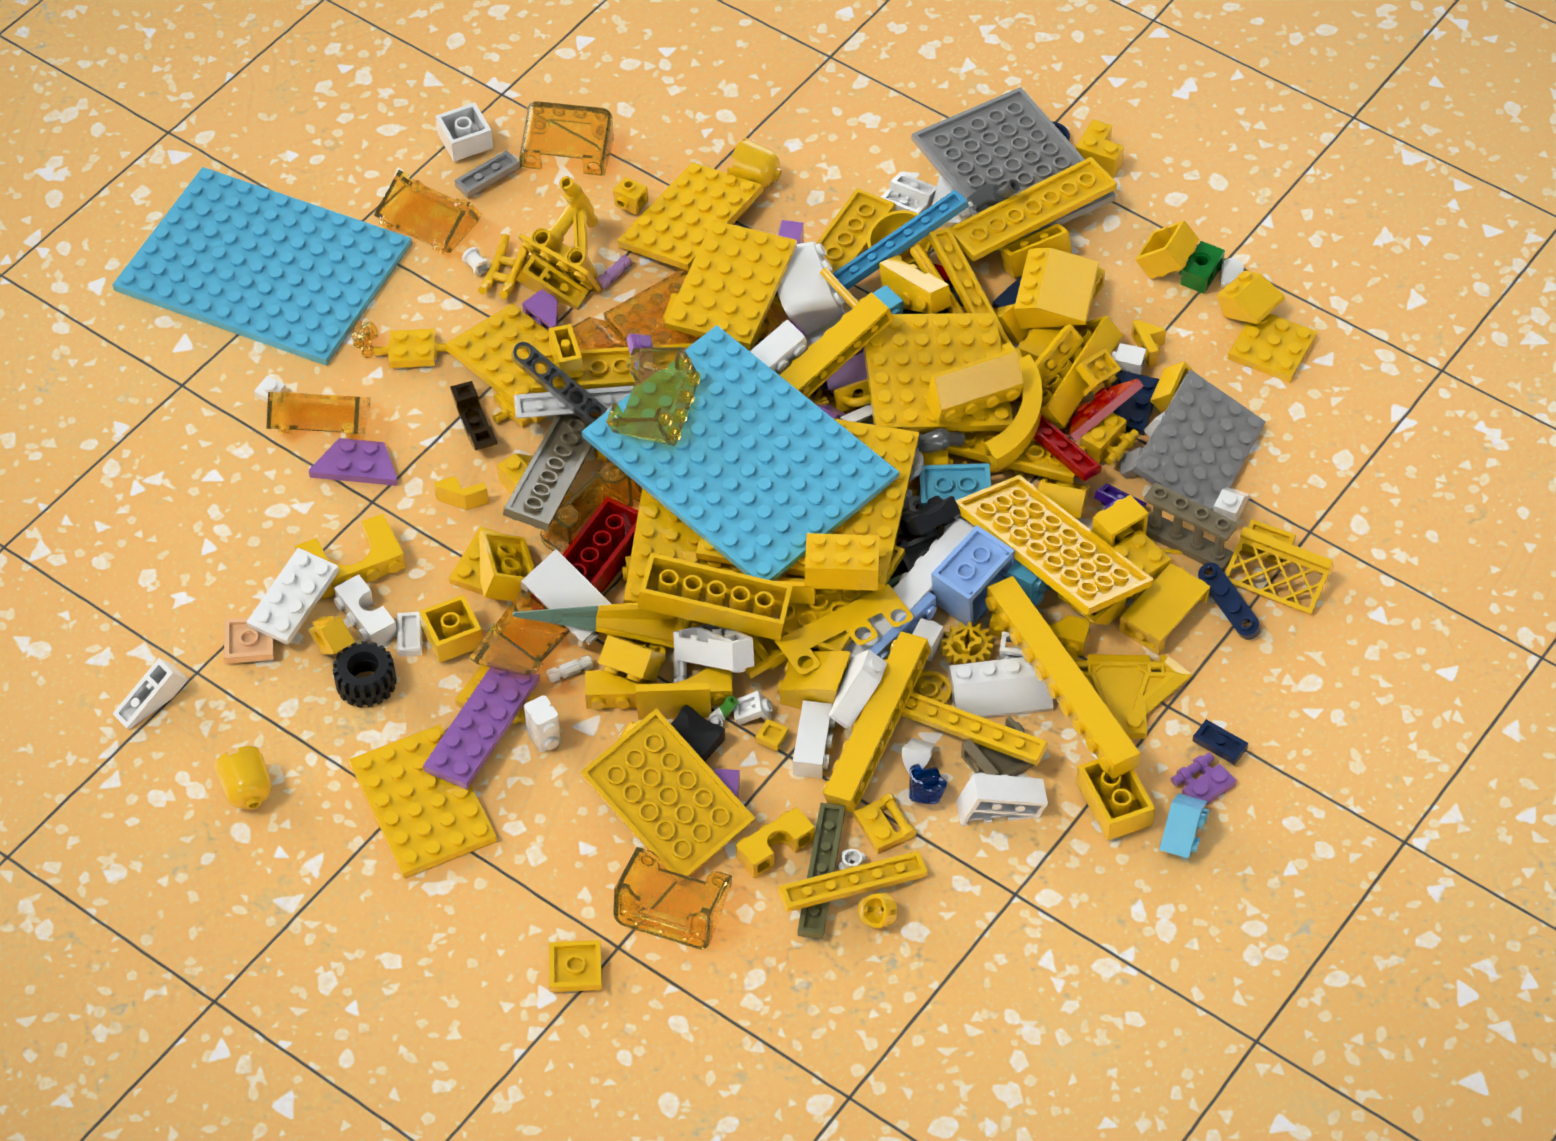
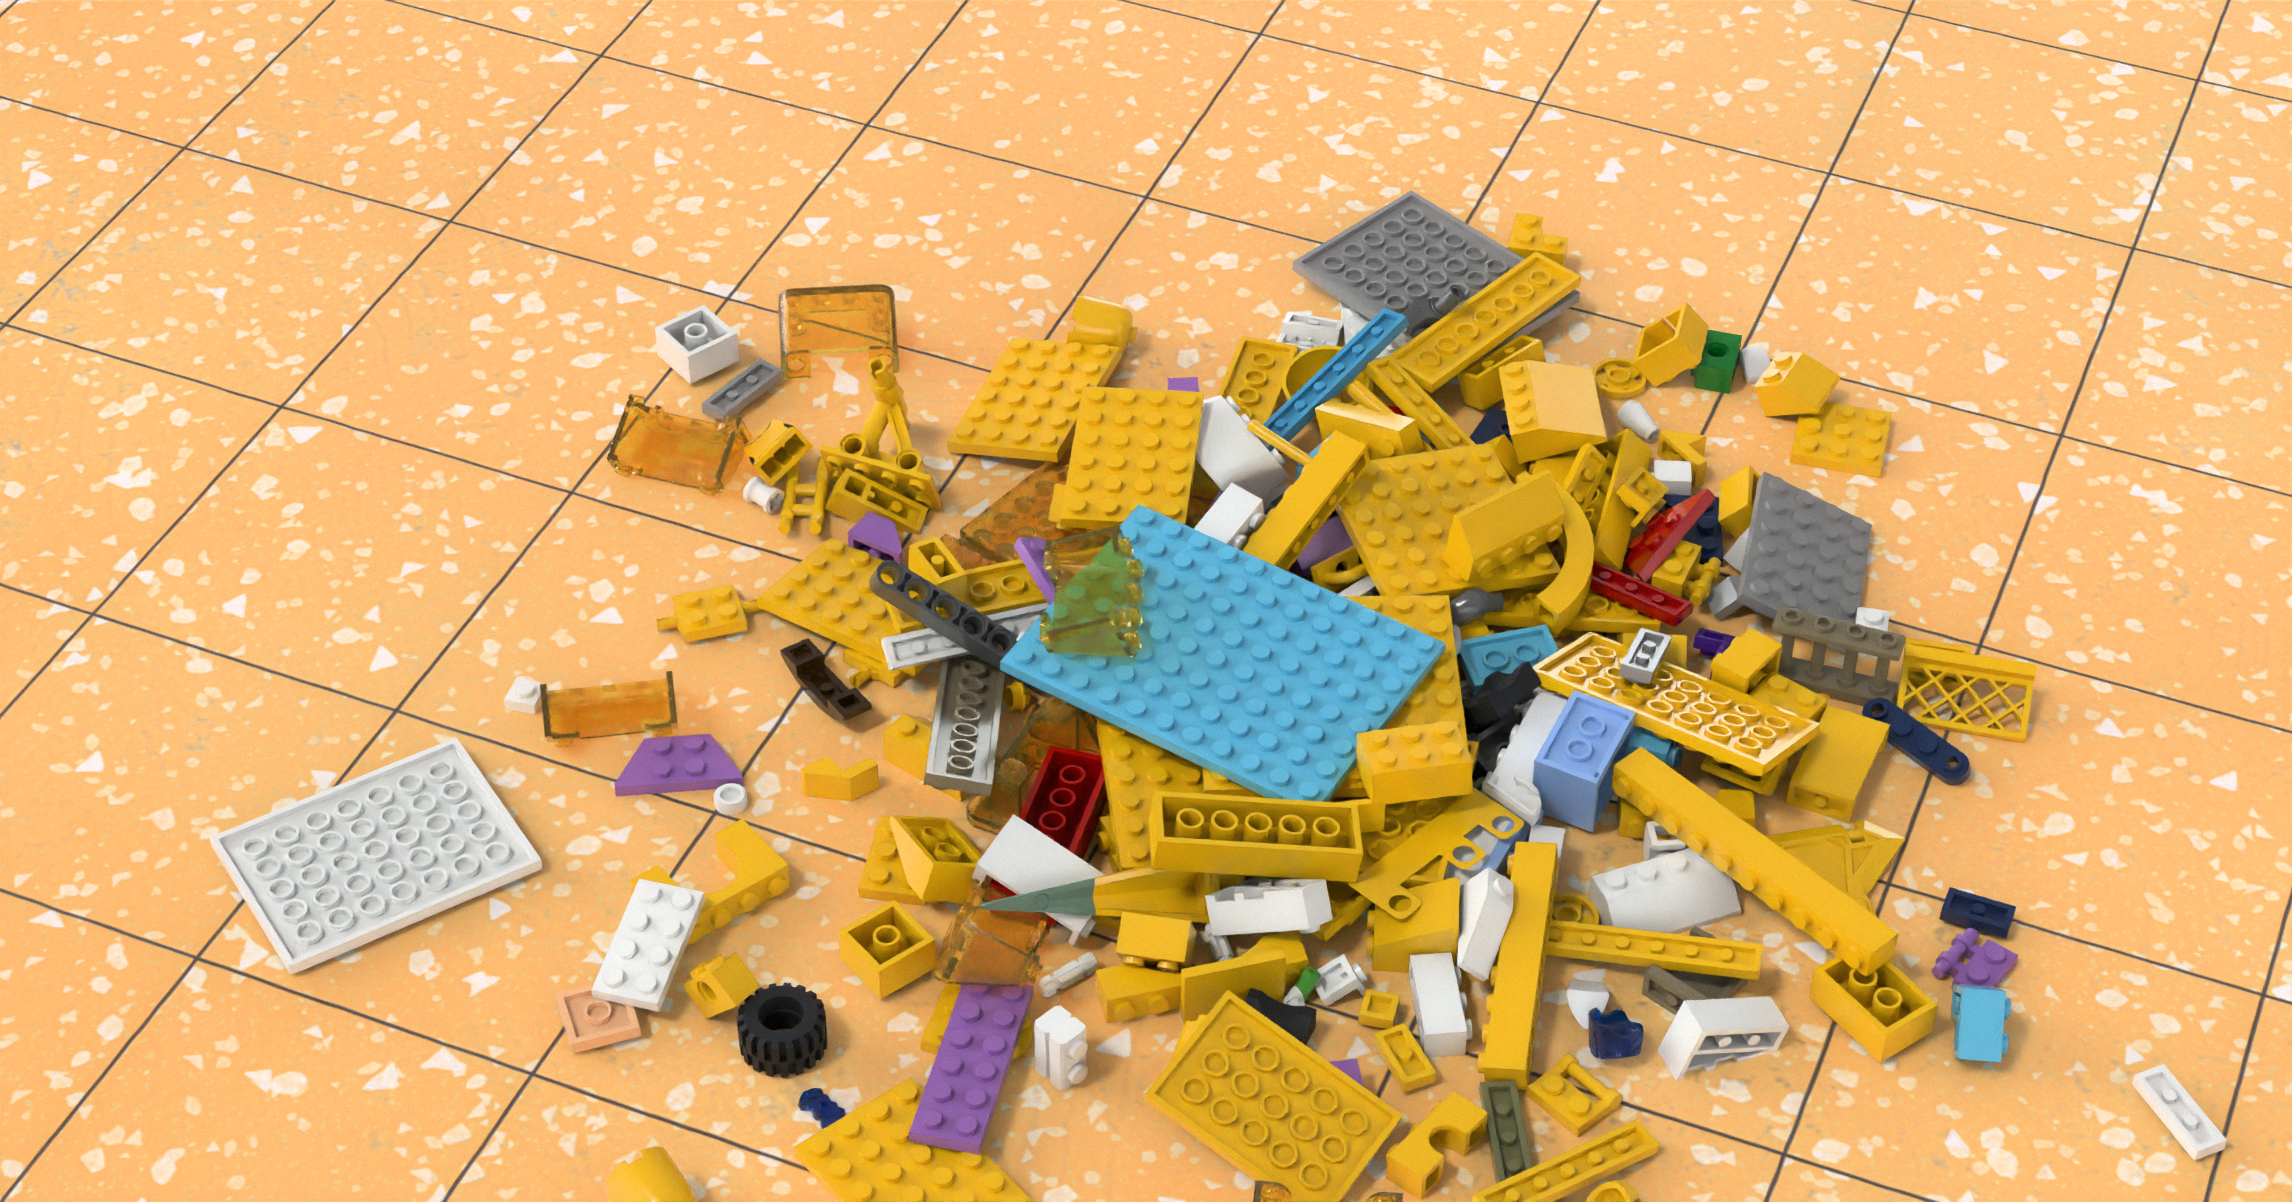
camera: 15 degrees left, 10 degrees down
(137, 493) = (374, 855): none -> white plate
(150, 693) = (476, 1110): white slope -> none
(263, 265) = (465, 546): medium azure plate -> none
(363, 337) = (637, 607): clear yellow plate -> none
(372, 626) = (738, 932): white arch -> none
(377, 735) = (821, 1107): none -> clear blue piece
(384, 494) = (730, 799): none -> white tile
(409, 634) = (825, 969): white tile -> none
(491, 229) = (776, 449): none -> yellow torso
(614, 271) = (955, 479): lavender axle -> none
(630, 195) = (946, 386): yellow brick -> none
(776, 773) = (1404, 1057): none -> yellow plate
(851, 855) = (1547, 1147): white plate -> none
(915, 596) = (1517, 795): none -> white plate
(955, 641) = (1597, 850): yellow gear -> none
(1044, 504) = (1644, 656): none -> light grey plate
(1123, 269) = (1619, 381): none -> yellow wheel
(1124, 305) = (1635, 416): none -> white cone
(1302, 919) = (2179, 1112): none -> white plate

